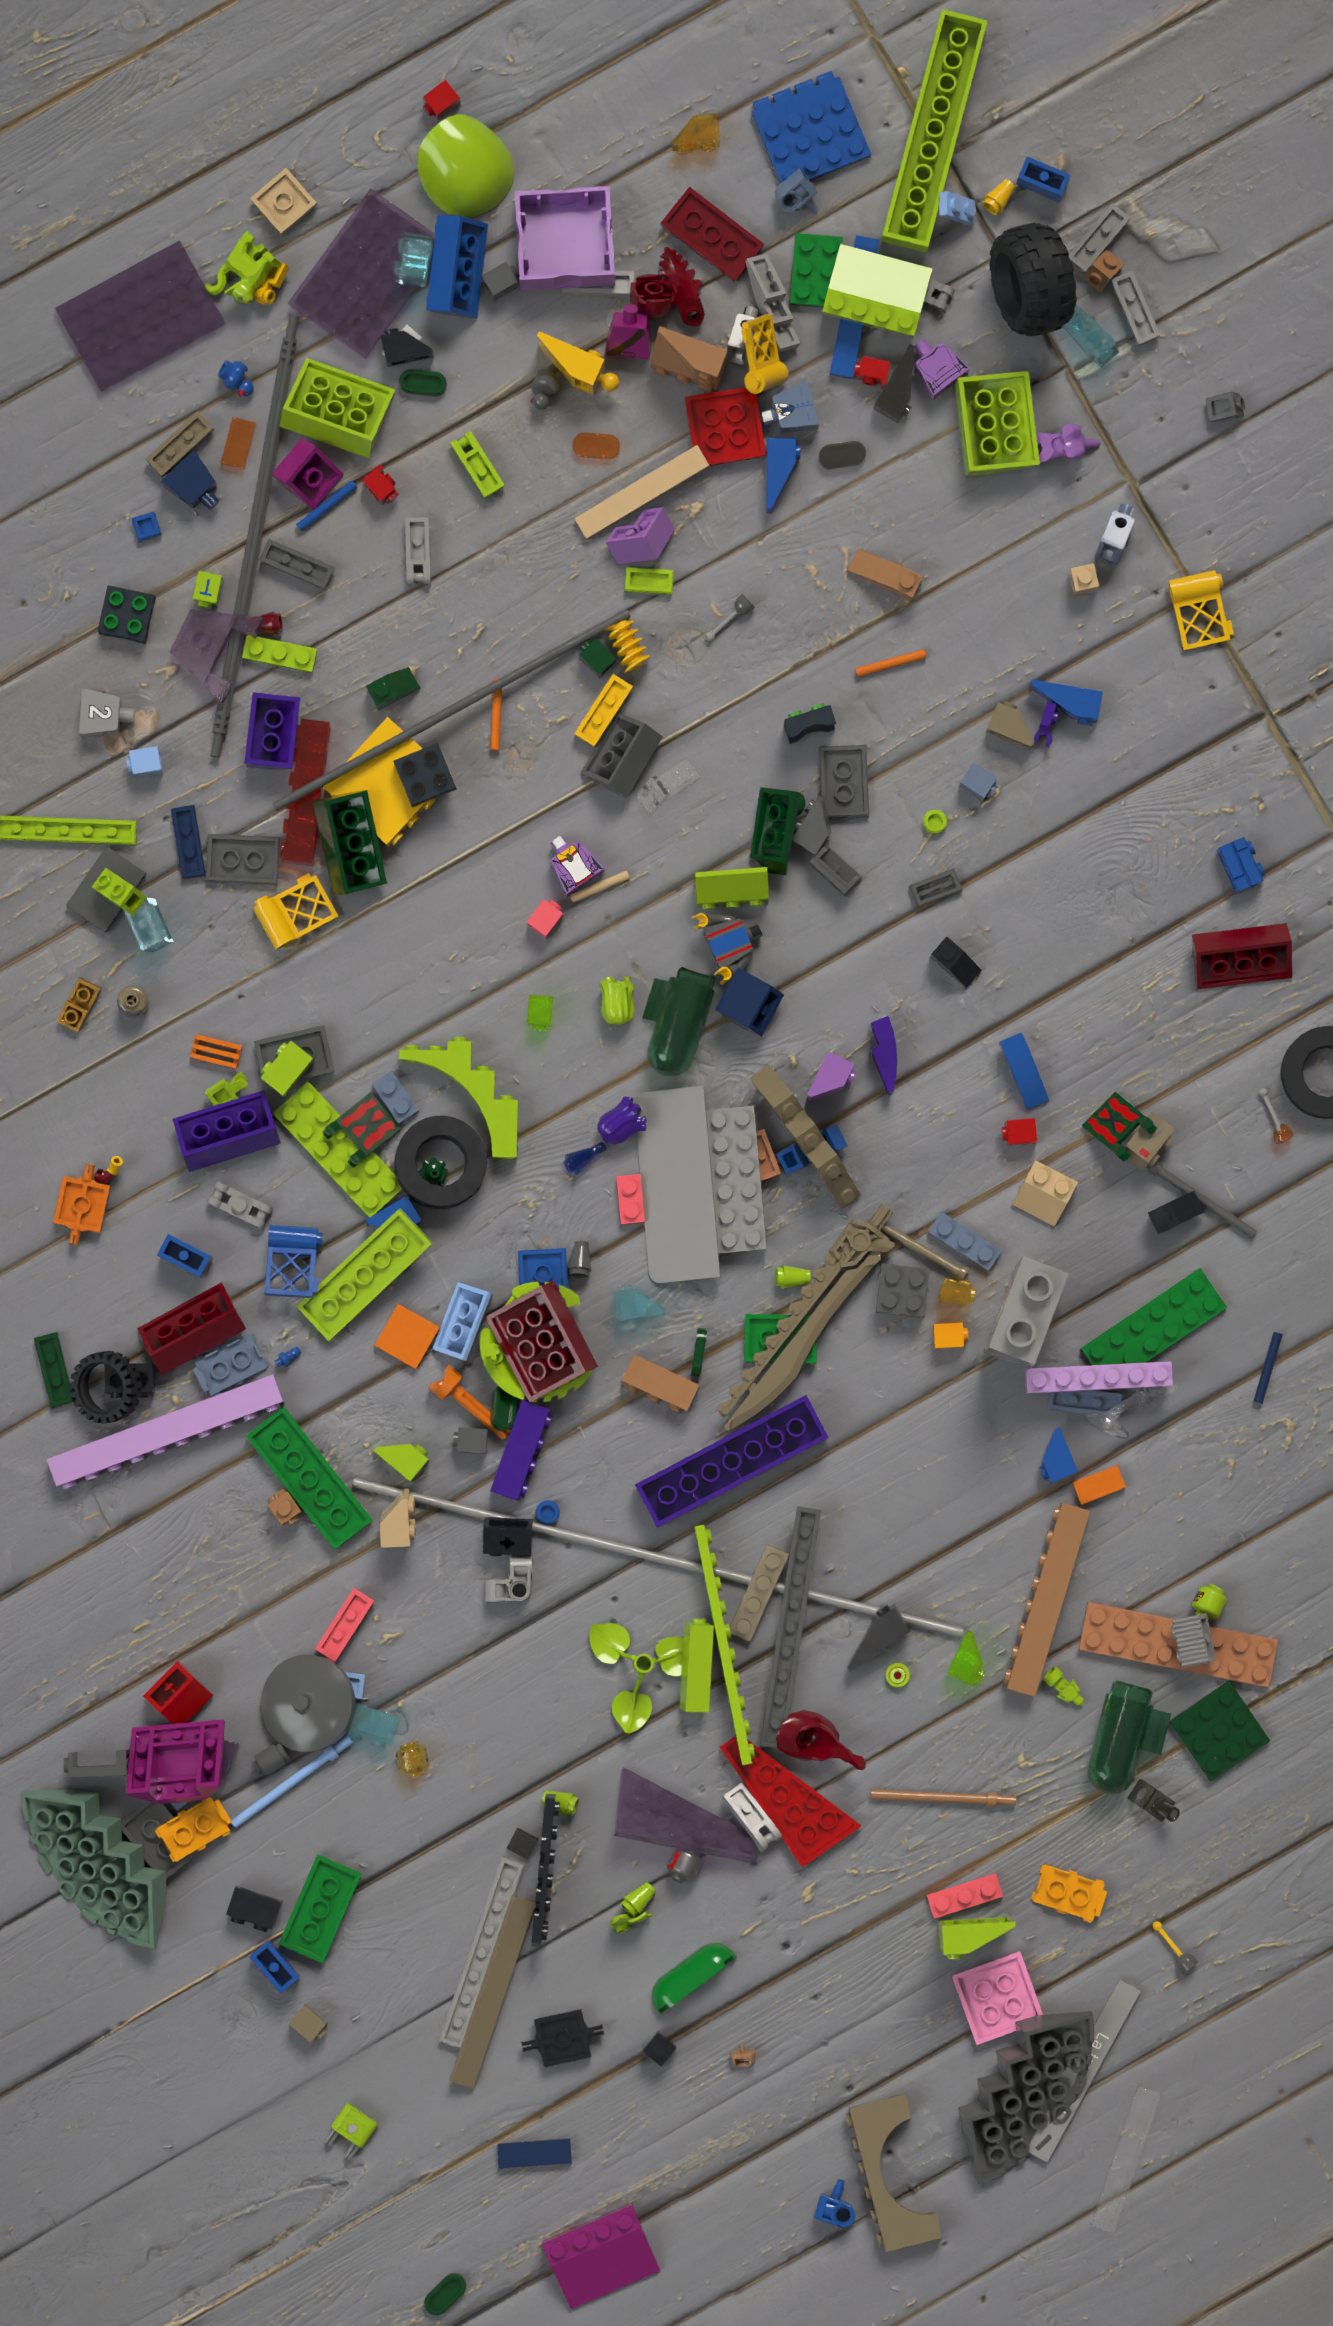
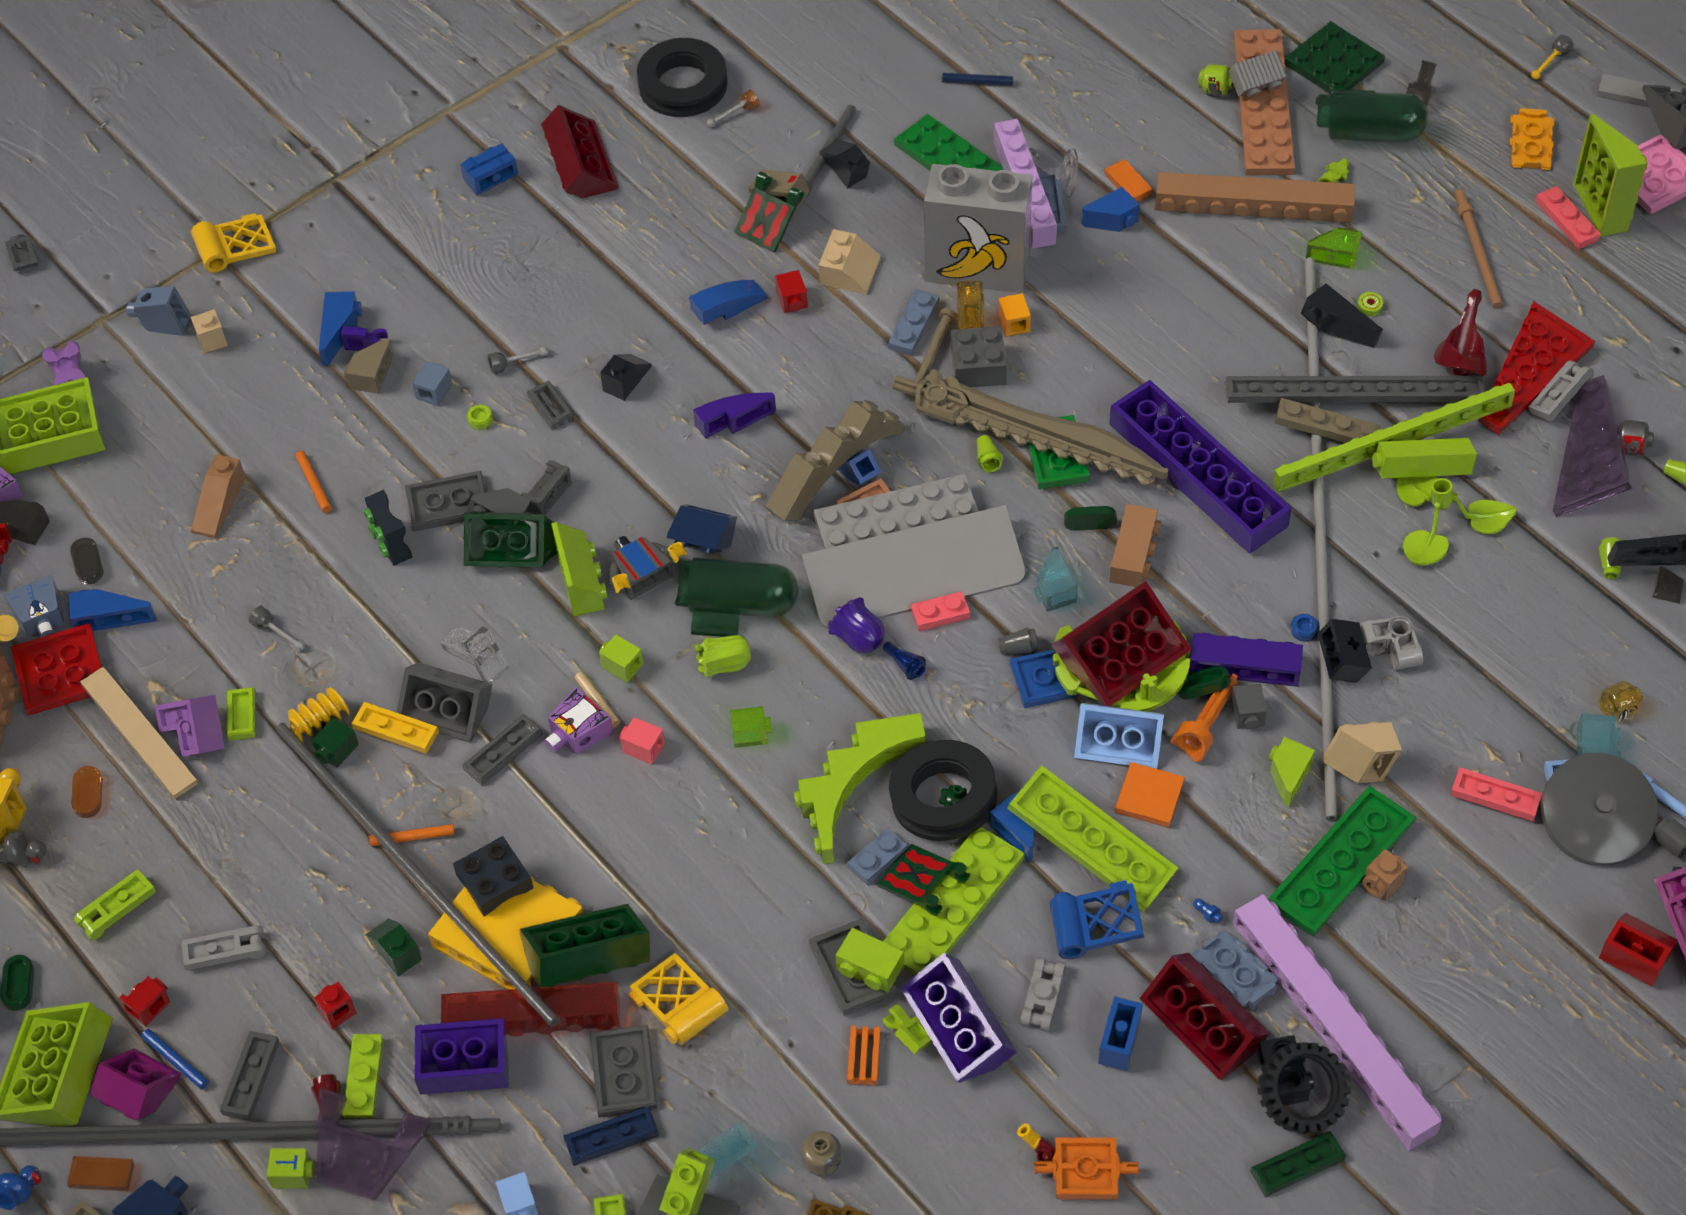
camera: 100 degrees left, 30 degrees down
(344, 636) = (330, 1000): none -> red brick
(566, 800) = (502, 749): none -> dark grey tile
(634, 911) = (621, 658): none -> lime brick
(831, 1078) = (769, 437): medium lavender slope -> none
(995, 846) = (499, 361): none -> hinge

